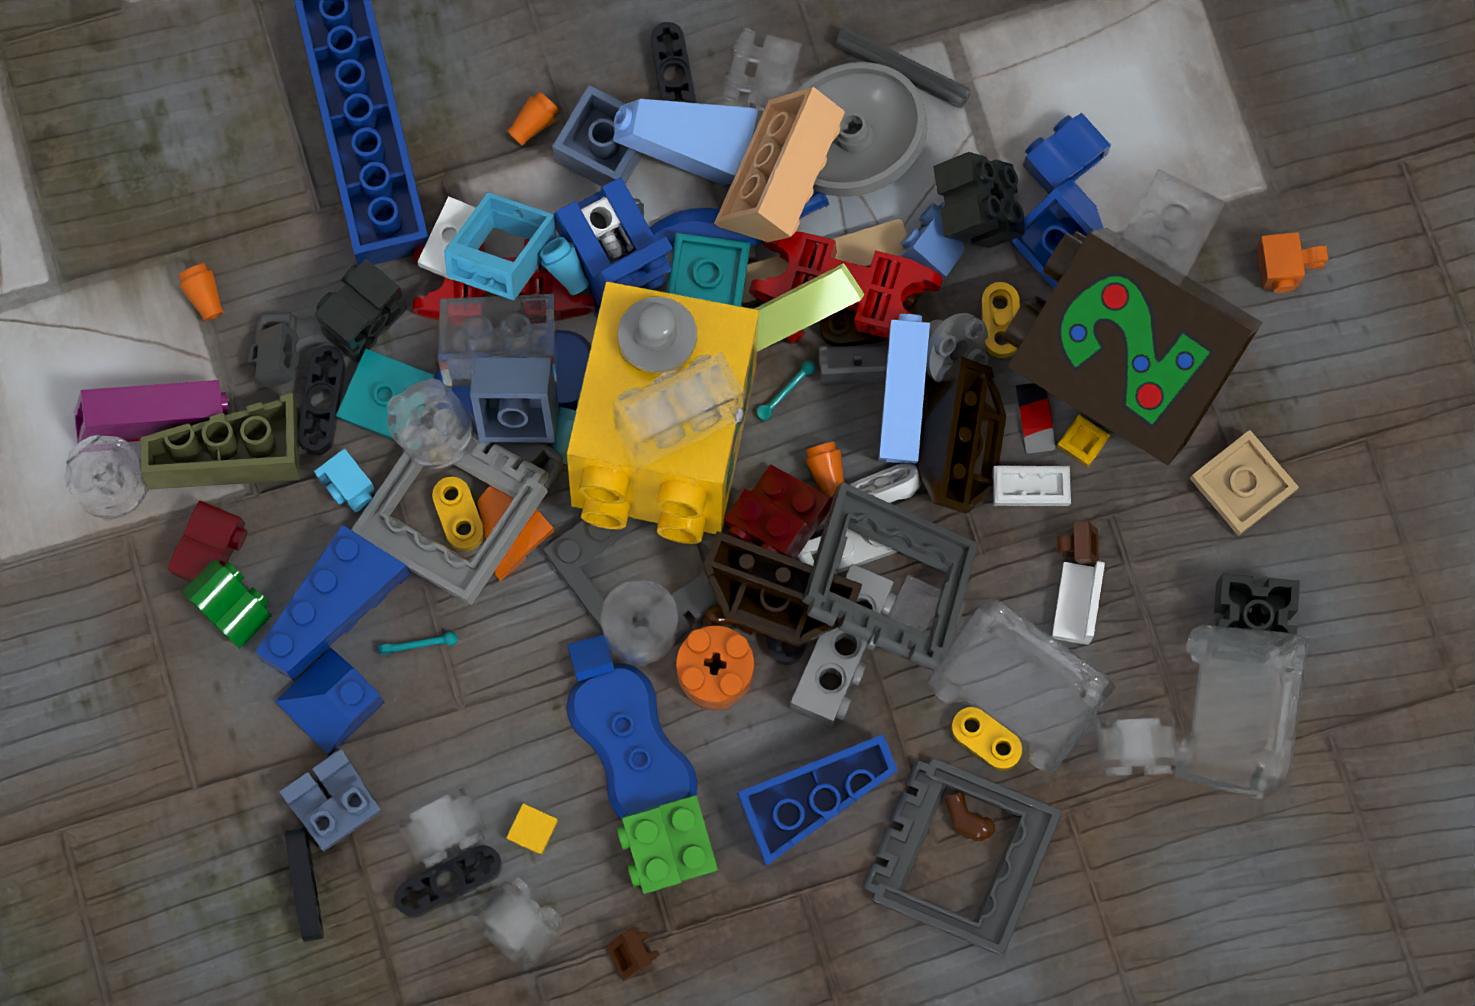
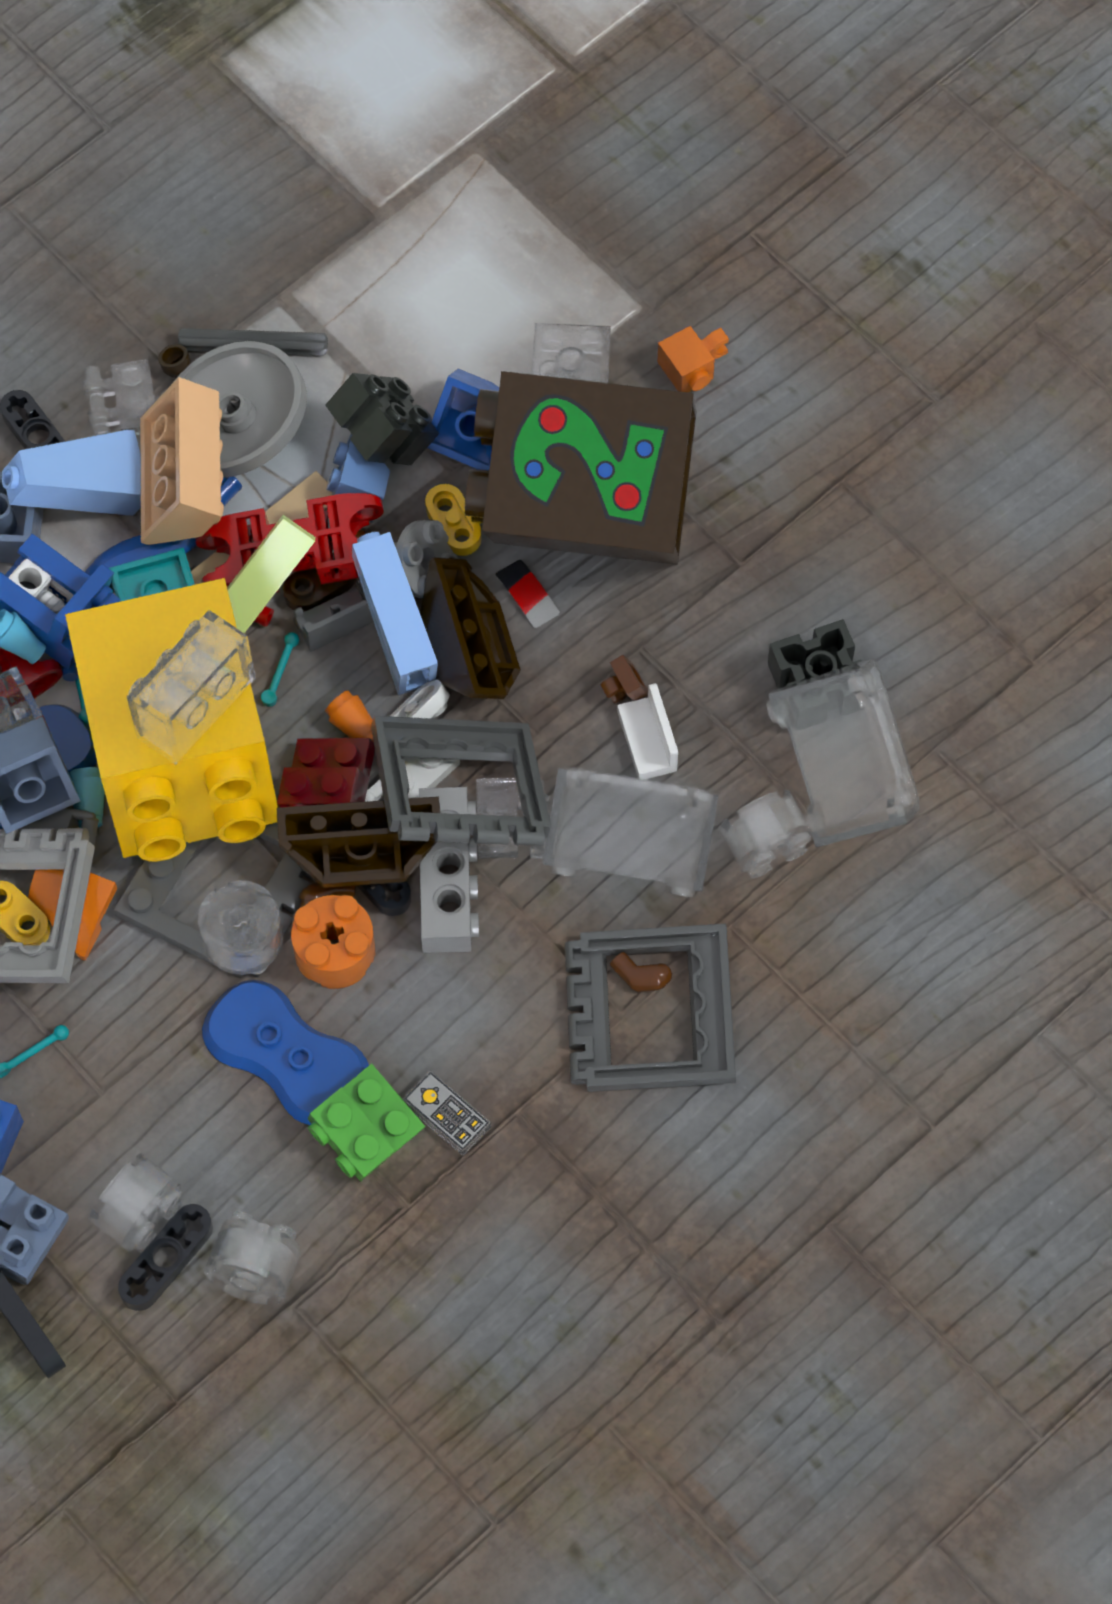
camera: 25 degrees left, 10 degrees down
(532, 829) = (225, 1171): yellow tile -> none
(590, 657) = (208, 987): blue tile -> none
(630, 954) = (377, 1241): reddish brown tile -> none
(657, 335) = (136, 635): light grey plate -> none
(742, 865) = (447, 1113): none -> tile
(806, 798) = (477, 1019): blue wedge -> none
(824, 55) = (174, 359): none -> dark brown hinge
(984, 740) = (622, 898): yellow plate -> none
(1031, 486) = (553, 651): white plate -> none
(1067, 153) = (445, 346): blue brick -> none
(1083, 441) = (582, 593): yellow tile -> none
(1244, 483) = (749, 564): tan plate -> none

